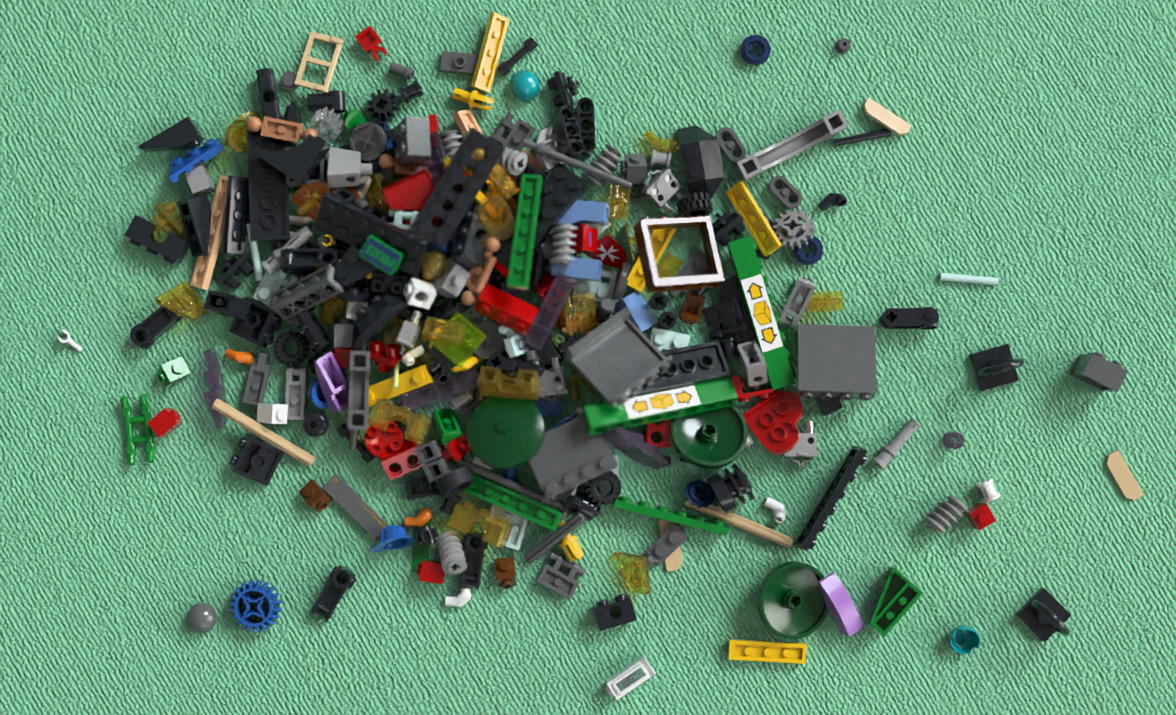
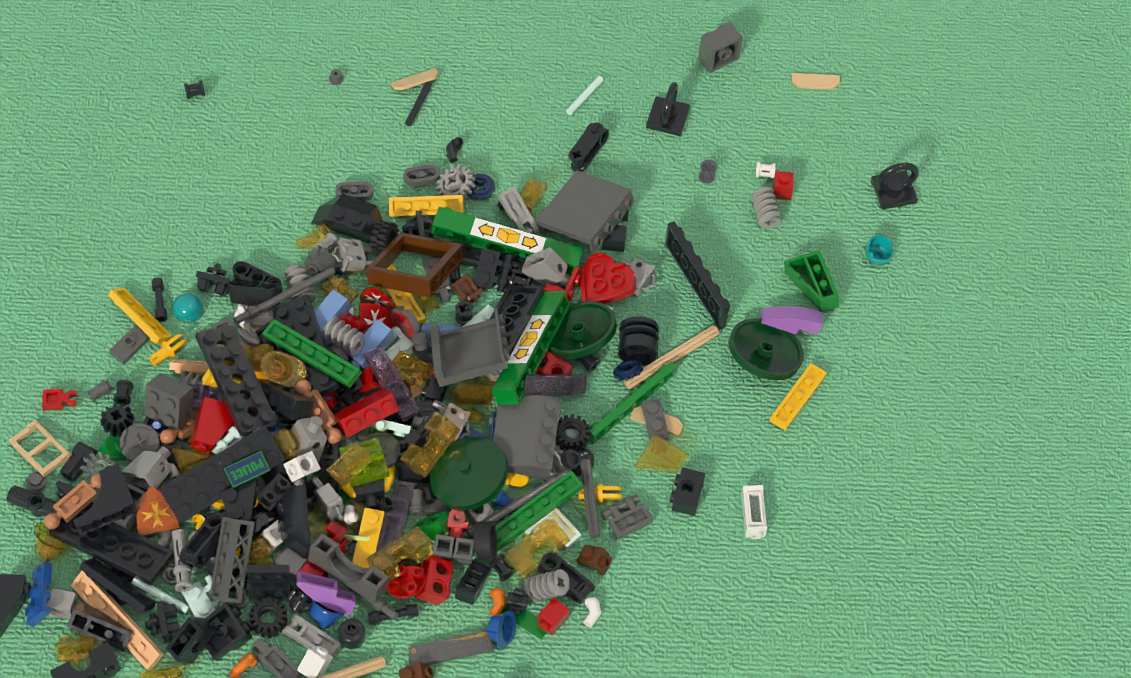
camera: 65 degrees left, 30 degrees down
(657, 295) = (442, 308): black bush -> none
(757, 41) = (285, 131): dark blue gear -> none
(778, 509) = (680, 323): white arm -> none
(791, 146) = (388, 149): light grey arch -> none
(890, 450) = (686, 218): light grey pin -> none

